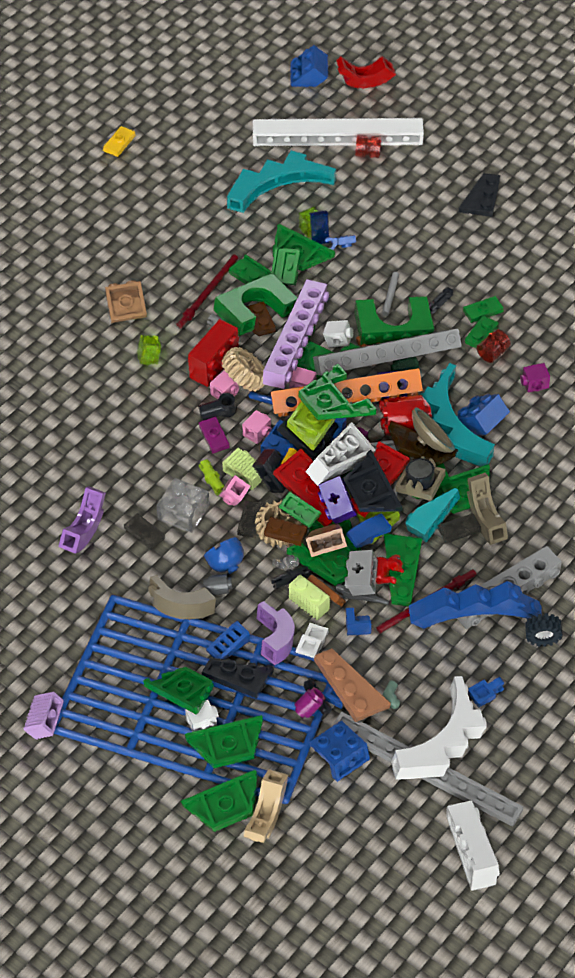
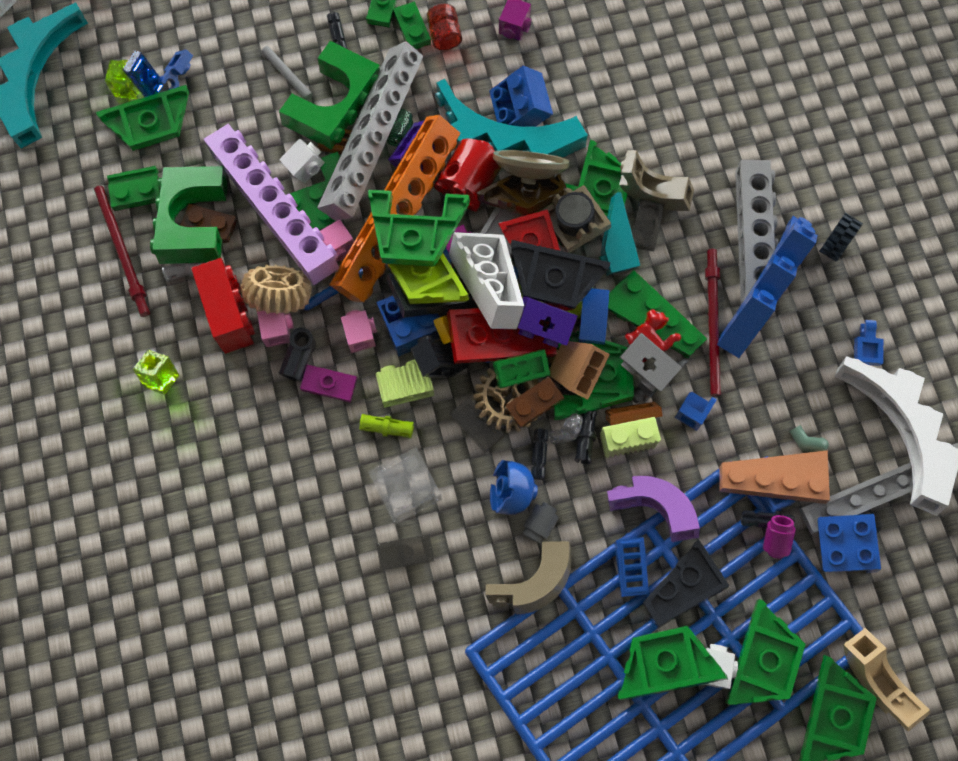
camera: 55 degrees left, 20 degrees up
(79, 533) = (347, 618): medium lavender arch -> none
(125, 301) = (61, 348): medium nougat plate -> none
(234, 491) = (432, 417): bright pink brick -> none
(259, 561) = (539, 453): none -> black axle
(286, 265) = (163, 145): green plate -> none
(312, 640) = (685, 474): white slope -> none

